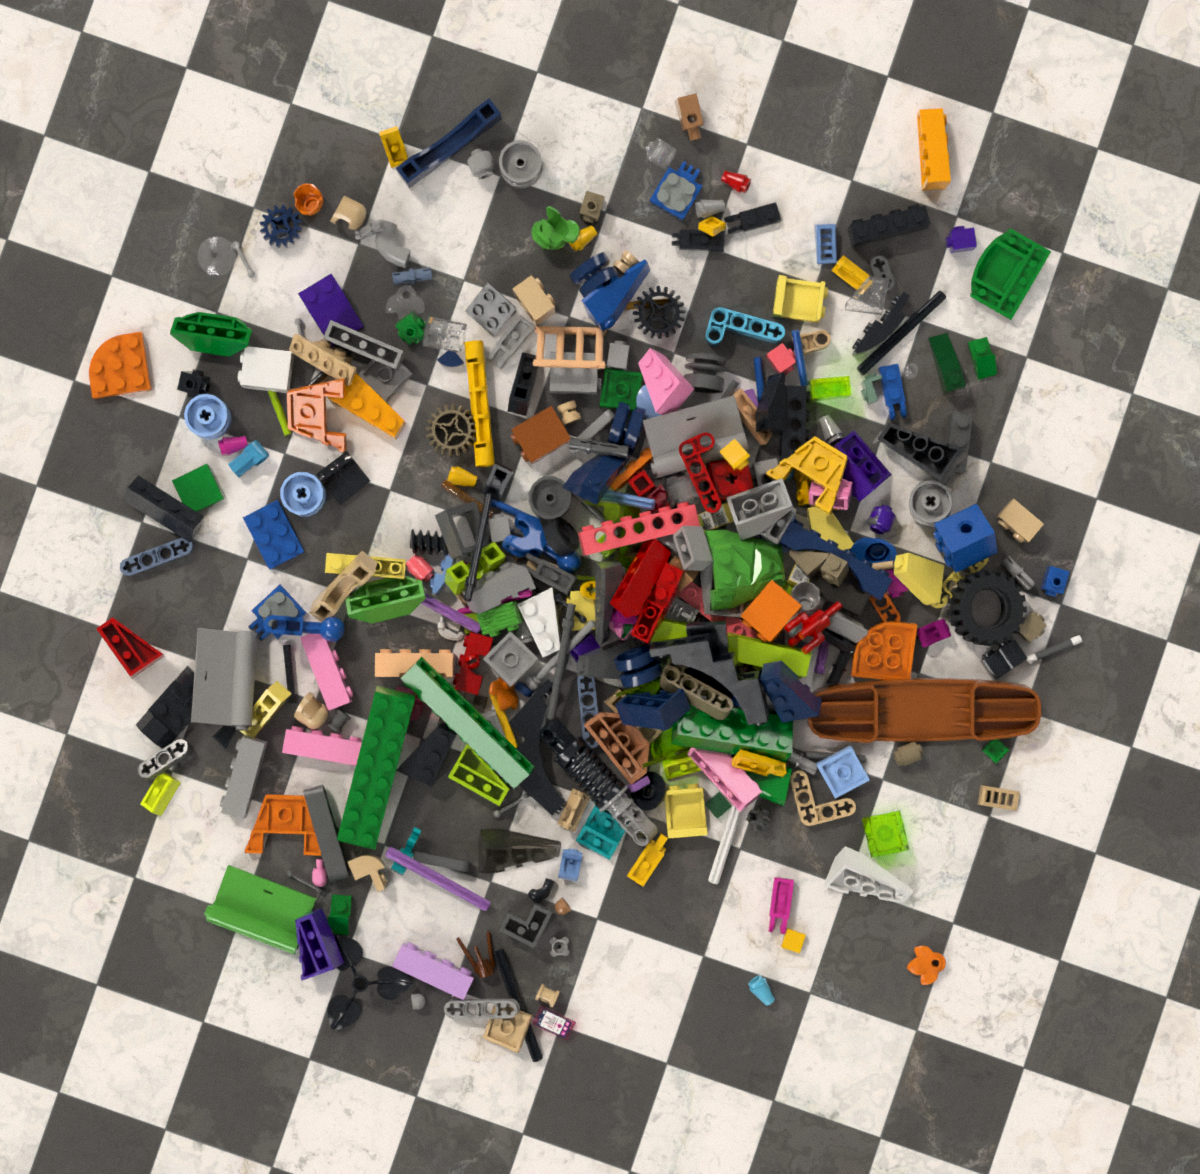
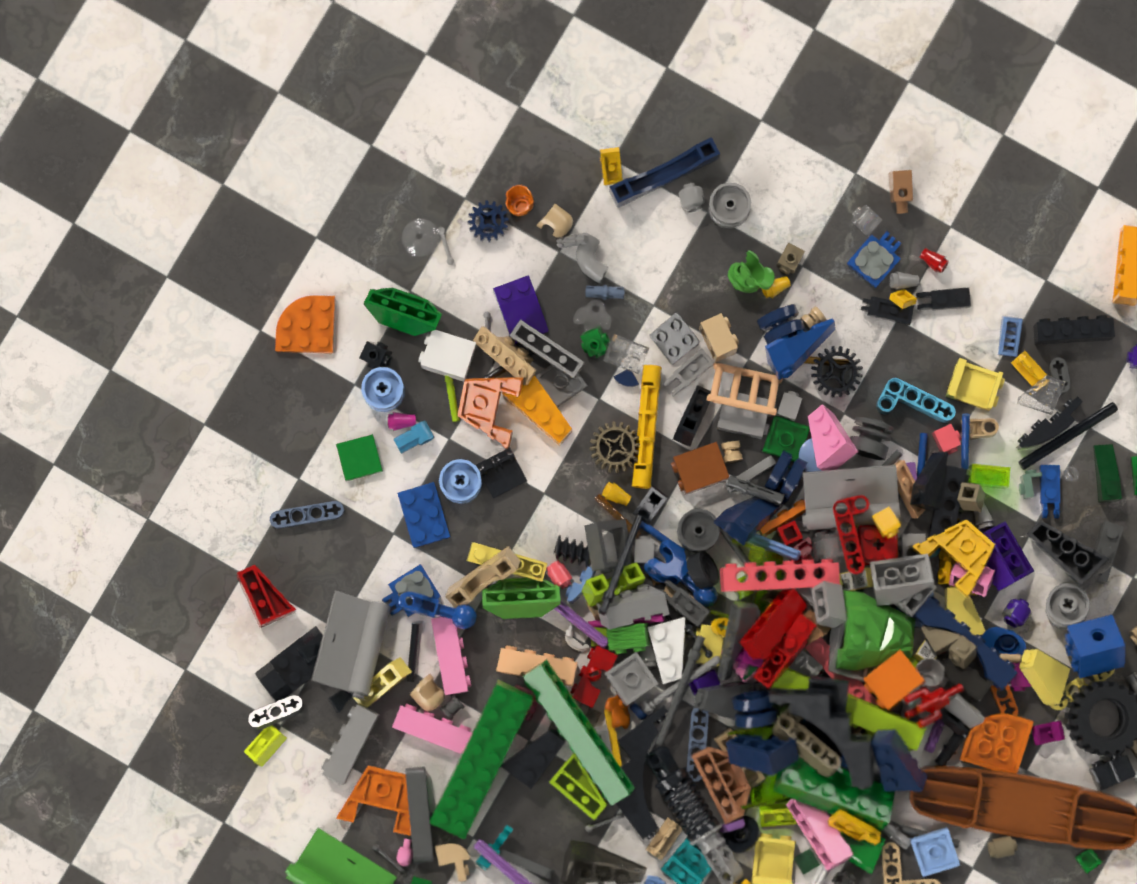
camera: 15 degrees right, 5 degrees down
(163, 508) = (323, 469): black brick -> none
(815, 413) = (971, 497): none -> dark tan brick

